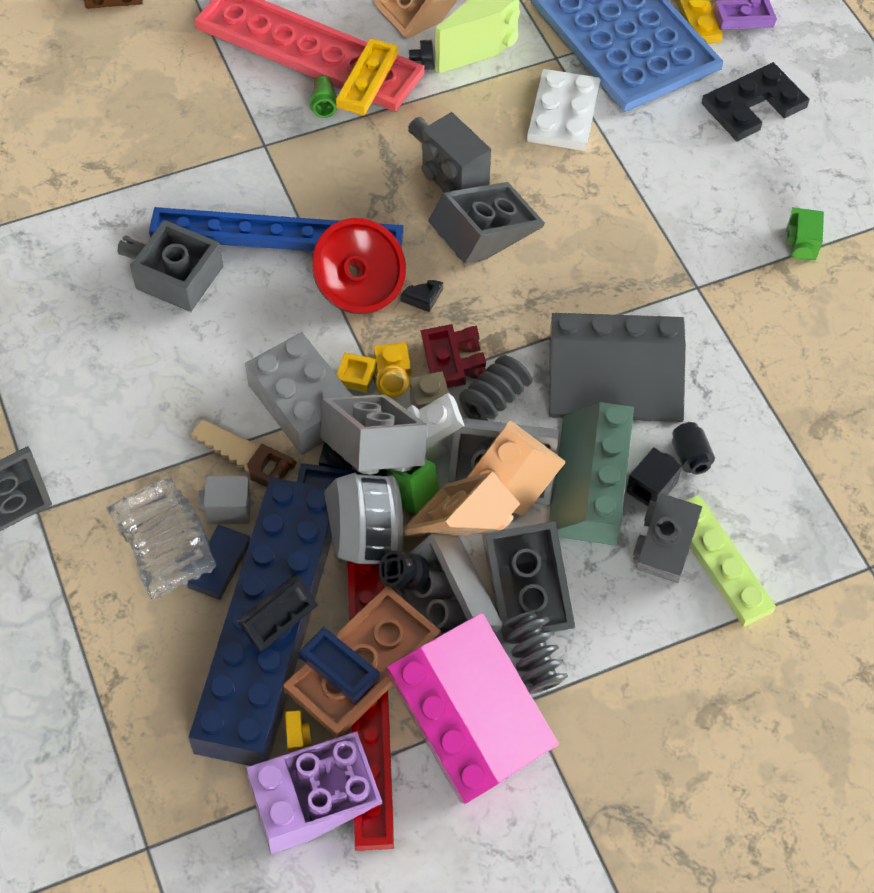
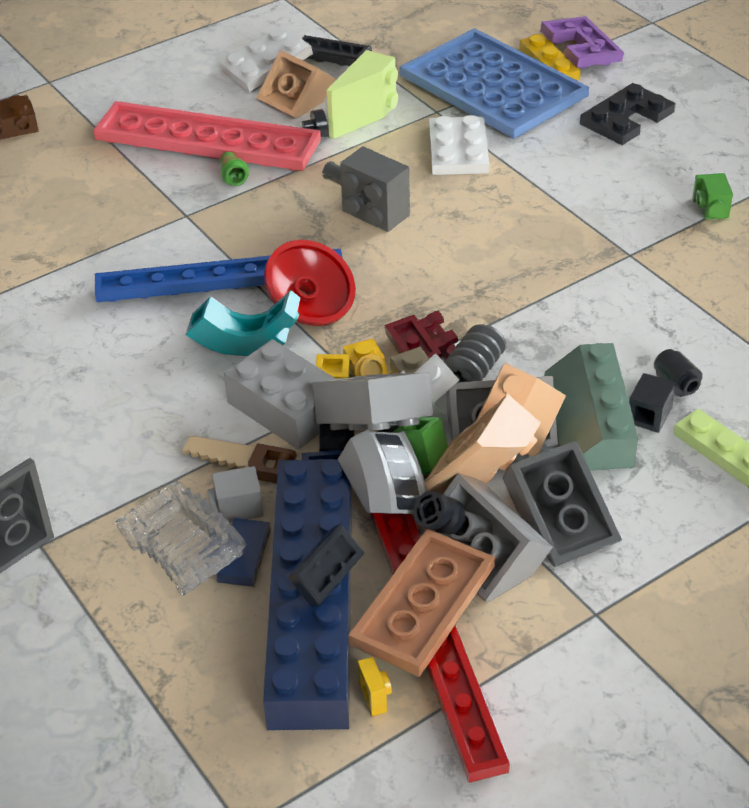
camera: 10 degrees left, 15 degrees down
(173, 264) = (127, 312): dark grey brick -> none
(280, 310) = (238, 333): none -> teal arch
(312, 791) = (405, 732): lavender slope -> none
(339, 664) = (402, 603): dark blue tile -> none
(367, 77) = (271, 143): yellow plate -> none
(422, 295) = (376, 302): black tile -> none
(471, 708) = (546, 619): slope -> none
(483, 220) = (413, 234): dark grey slope -> none
(534, 651) = (590, 562): dark grey piece -> none
(617, 362) = (577, 310): dark grey slope -> none
(668, 537) = (687, 438): dark grey brick -> none

